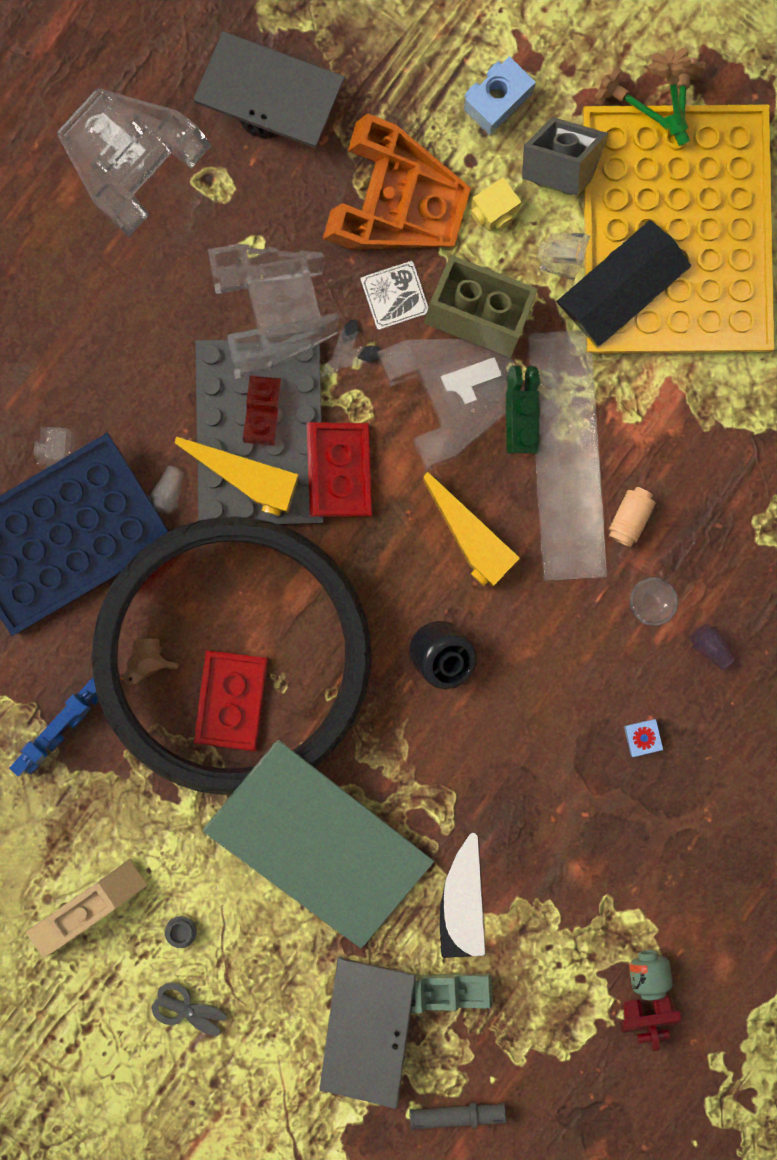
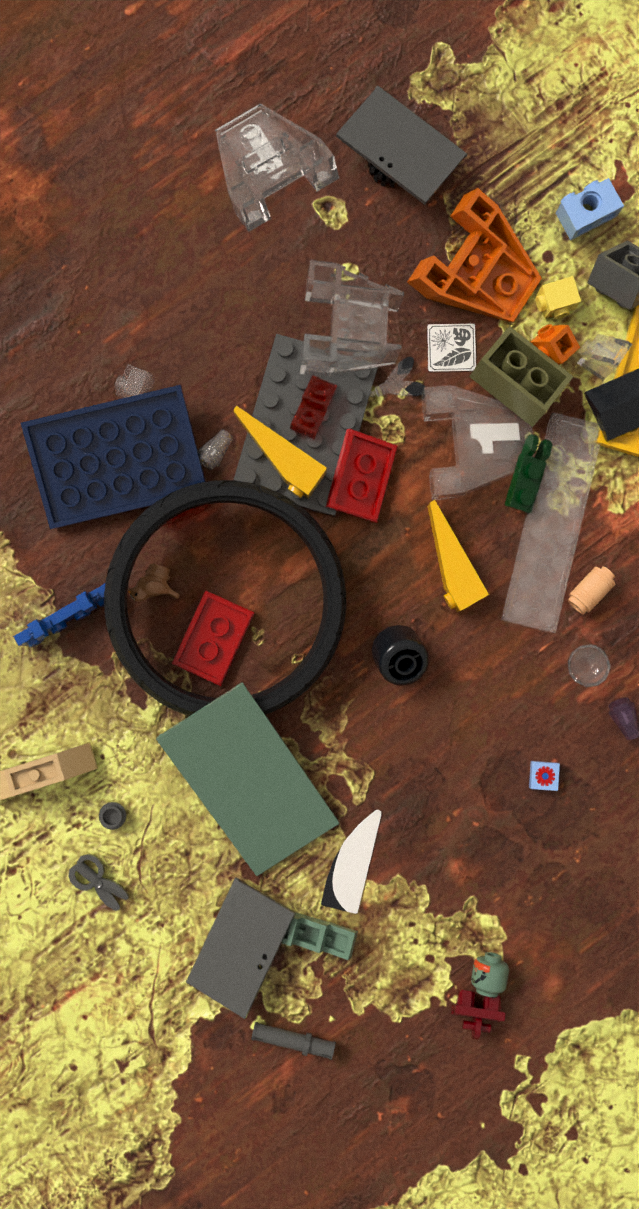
camera: 20 degrees right, 0 degrees up
(507, 256) = (556, 342): none -> orange brick

